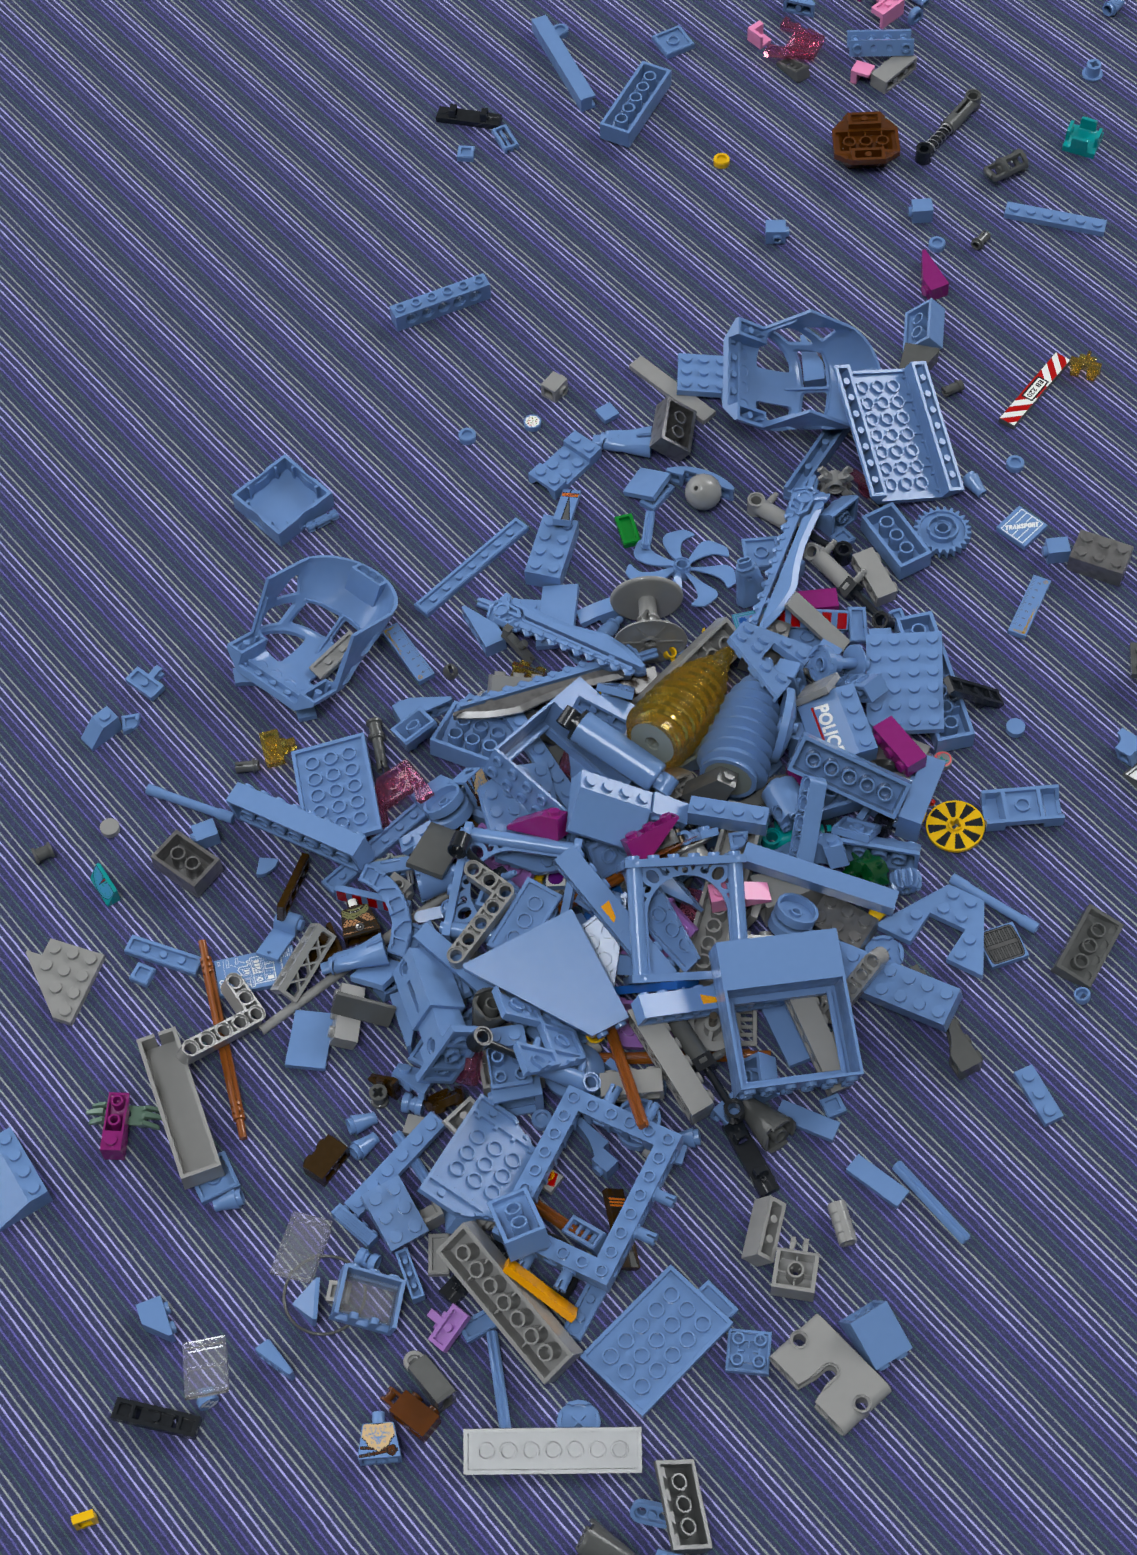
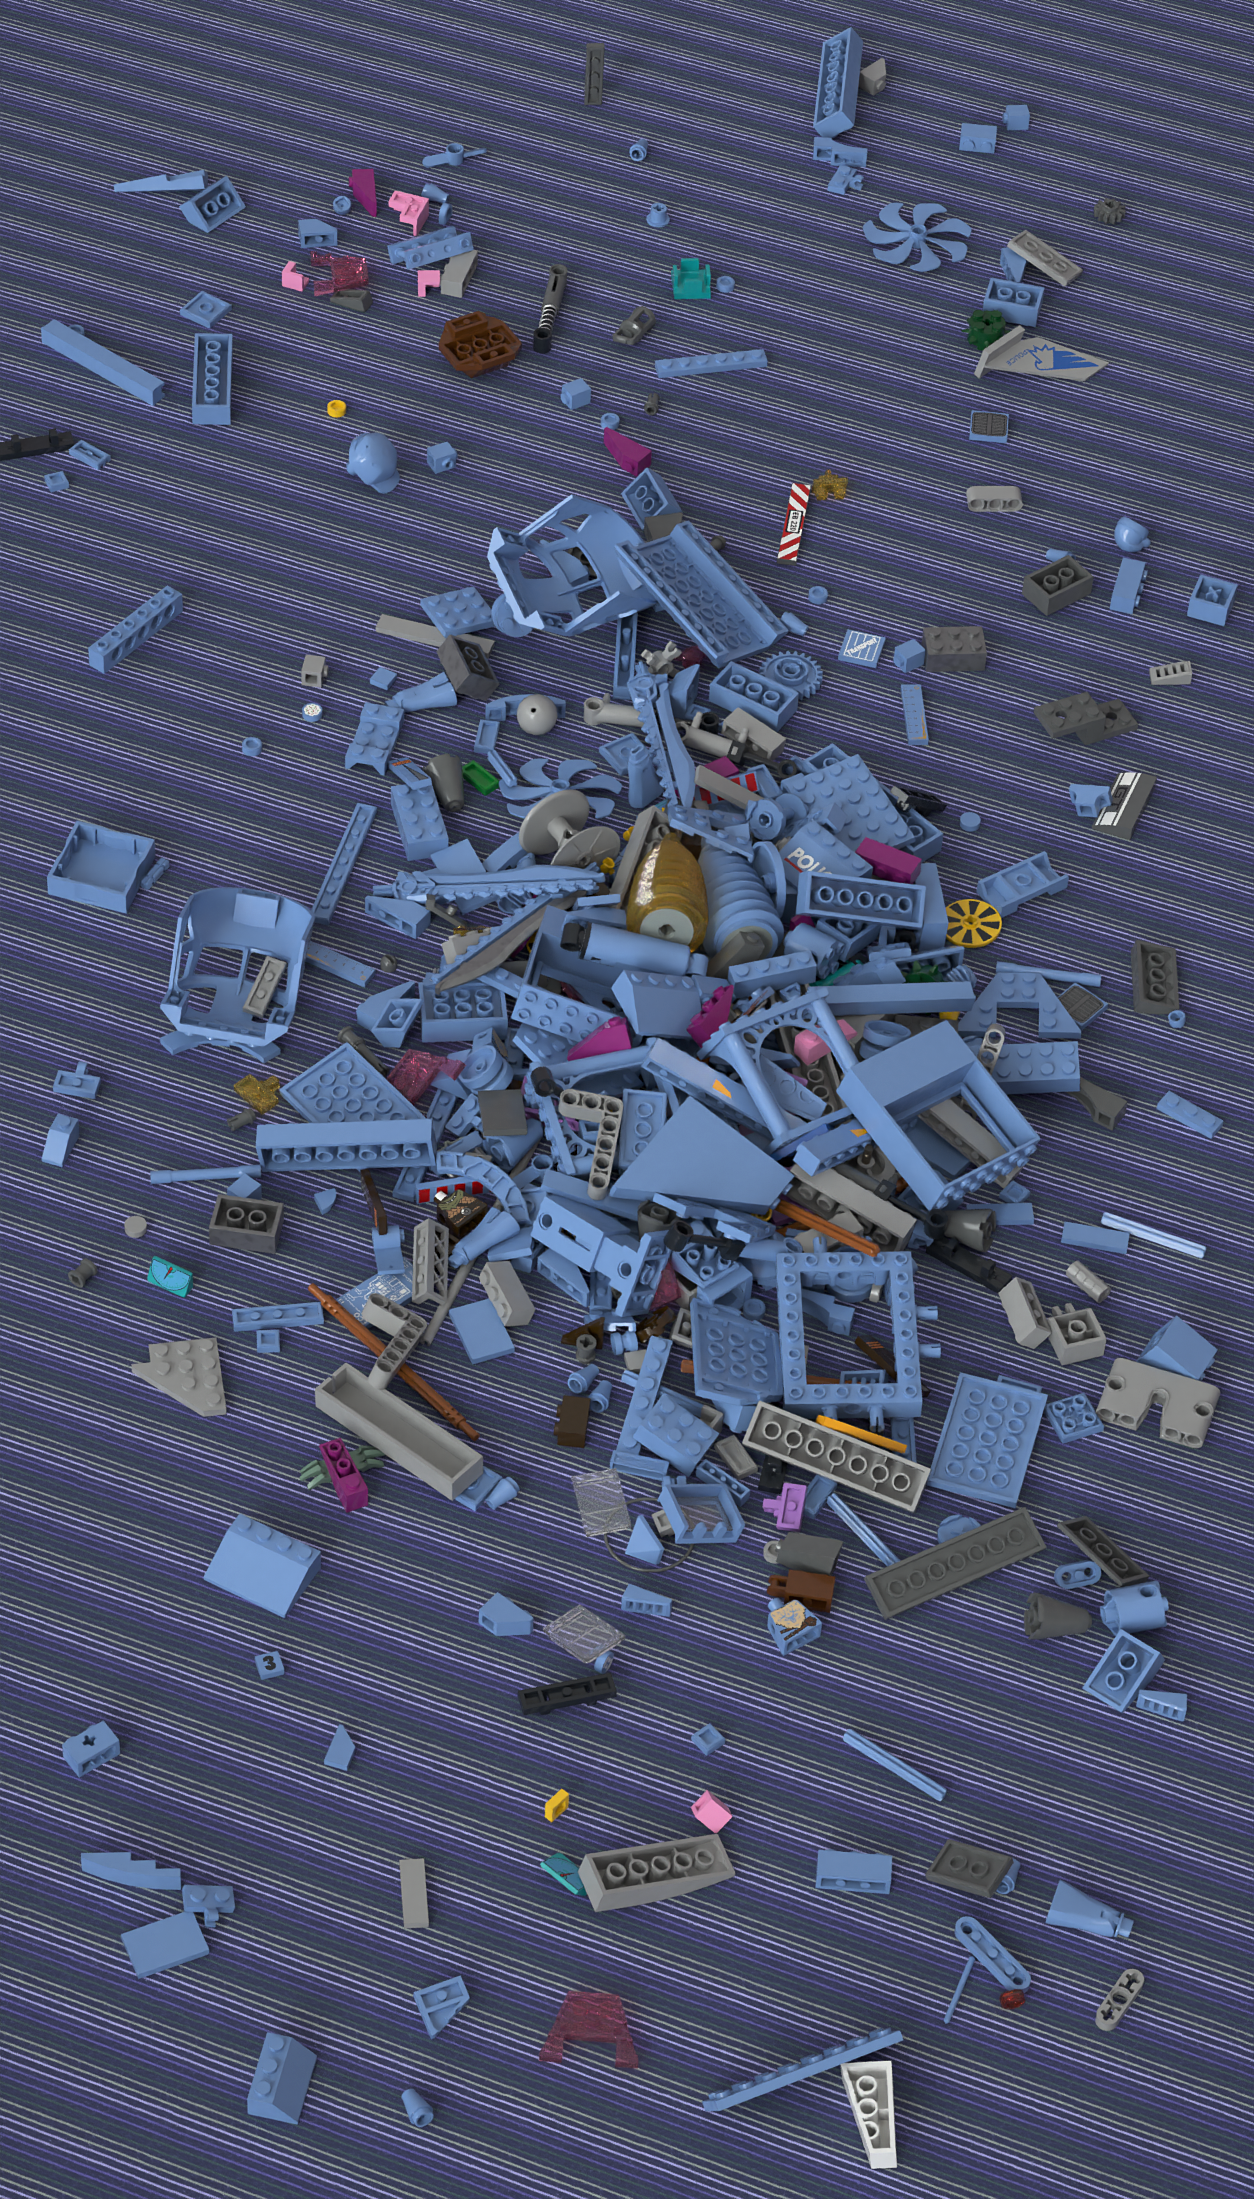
camera: 35 degrees left, 10 degrees down
(130, 722) = (86, 1126): medium blue tile -> none
(247, 1517) = (708, 1739): none -> medium blue tile
(362, 1009) = (523, 1276): dark grey slope -> none
(519, 1224) = (812, 1381): medium blue slope -> none
(594, 525) = (447, 780): none -> dark grey cone
(647, 484) = (472, 728): medium blue tile -> none
(713, 219) = (374, 461): none -> medium blue piece
(808, 818) = (845, 946): medium blue beam -> none
(817, 689) = (783, 835): light grey tile -> none
(1112, 150) = (725, 284): none -> medium blue tile

